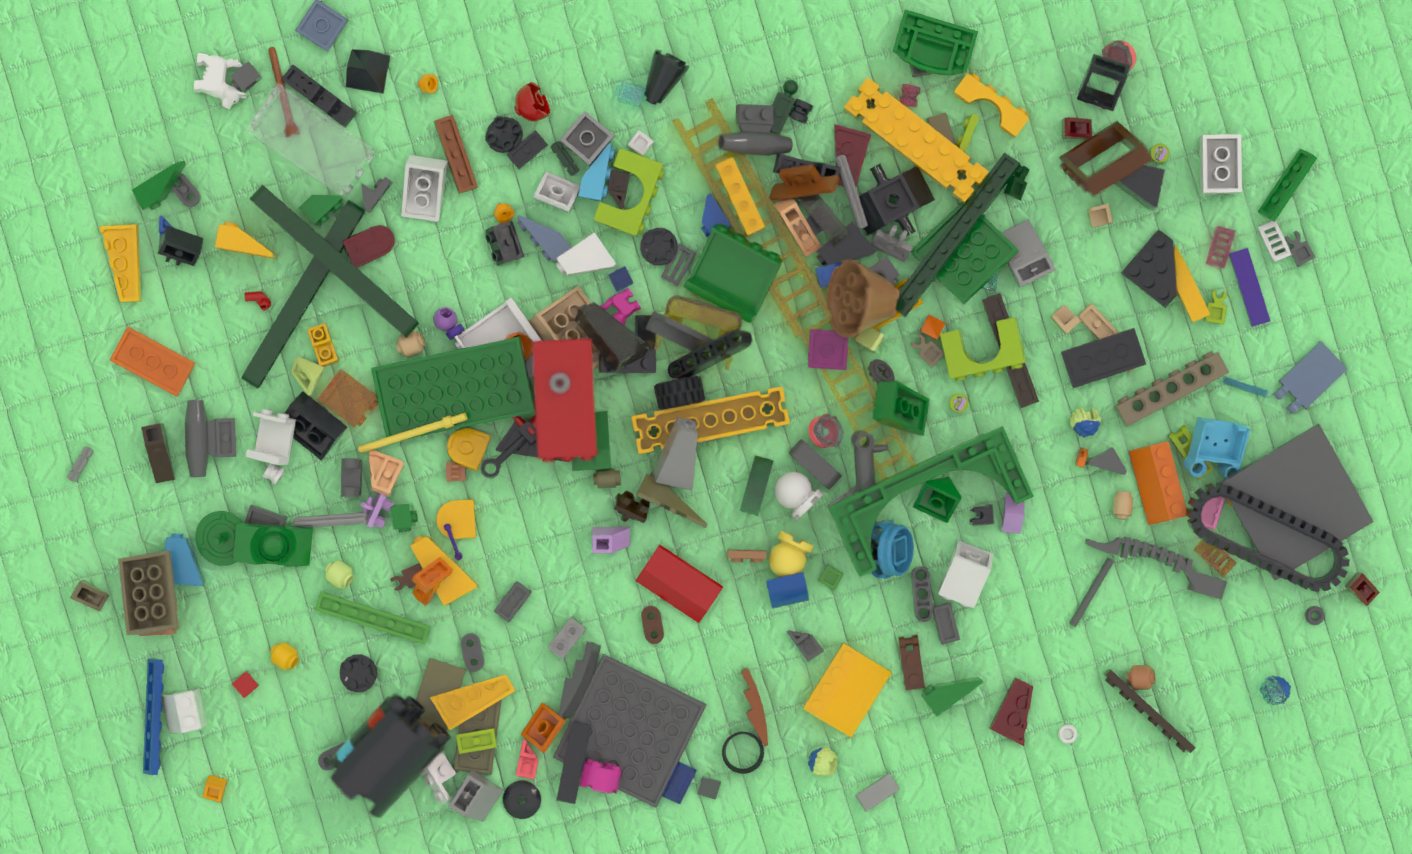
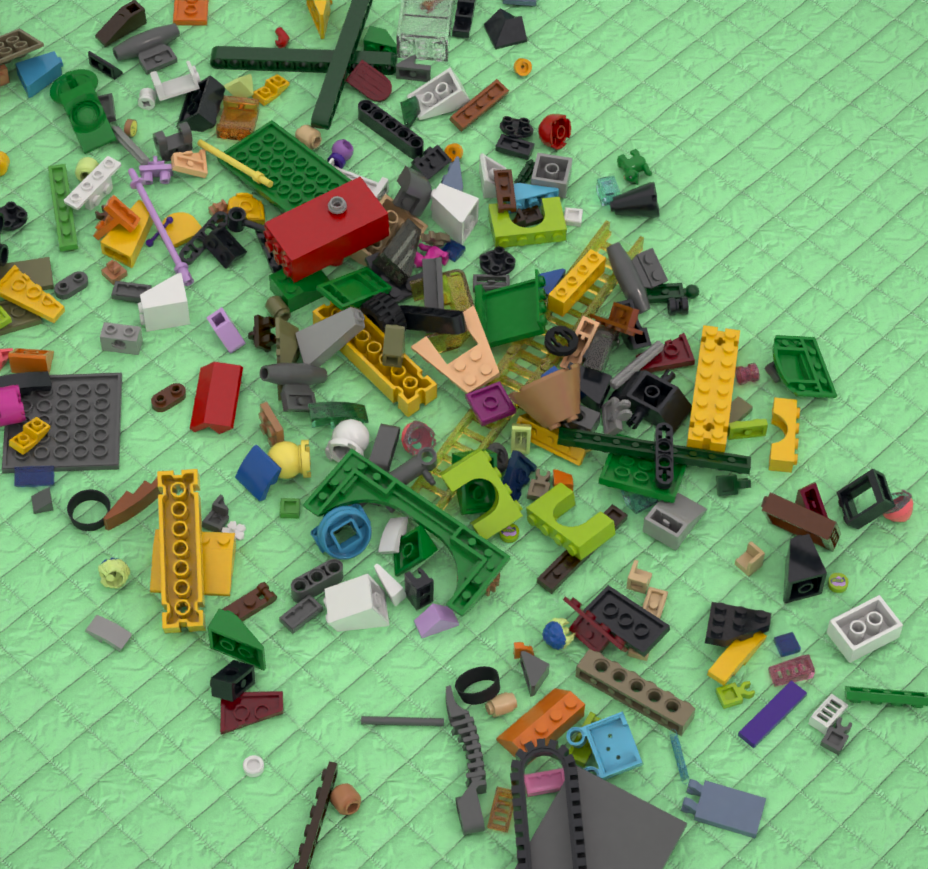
camera: 55 degrees right, 35 degrees down
(202, 491) = (104, 66): none -> black slope
(304, 507) = (130, 127): none -> medium nougat tile
(367, 579) = (94, 186): none -> white bracket
(403, 517) = (160, 185): green brick -> none
(426, 225) = (410, 110): none -> clear green tile
(432, 258) = (390, 129): none -> black beam
(478, 605) = (114, 272): none -> nougat tile
(481, 506) = (200, 236): none -> black beam
(507, 491) = (224, 246): none -> black bracket
(509, 543) = (180, 267): none -> lavender bar
(549, 285) = (414, 191): none -> dark grey brick
(554, 581) = (164, 305): none -> white slope
(576, 687) = (88, 362): dark grey slope -> none
(590, 197) = (504, 190): none -> reddish brown plate
(606, 291) = (435, 239): none -> dark tan plate
(612, 51) = (633, 166): none -> green animal
(635, 768) = (32, 433): none -> yellow slope
(637, 404) = (353, 288): none -> green slope
(712, 510) = (296, 382): none -> dark grey plate
(731, 407) = (394, 346): none -> olive slope
(783, 347) = (470, 369): none -> light nougat wing
(805, 252) = (558, 349): none -> black piece
(828, 637) = (238, 529): none -> white plant
(846, 701) = (181, 551): none -> yellow brick
(909, 366) = (518, 473): none -> dark blue wing
(909, 409) = (504, 509): none -> lime arch
(911, 507) = (392, 534): none -> white slope
(963, 535) = (392, 587): none -> white slope
(973, 231) = (660, 455): none -> black beam
(995, 723) = (232, 680): none -> black brick
(1082, 516) = (473, 676): none -> black tyre
(1097, 392) = (590, 632): none -> dark red bracket
(1193, 234) = (787, 644): none -> clear blue tile

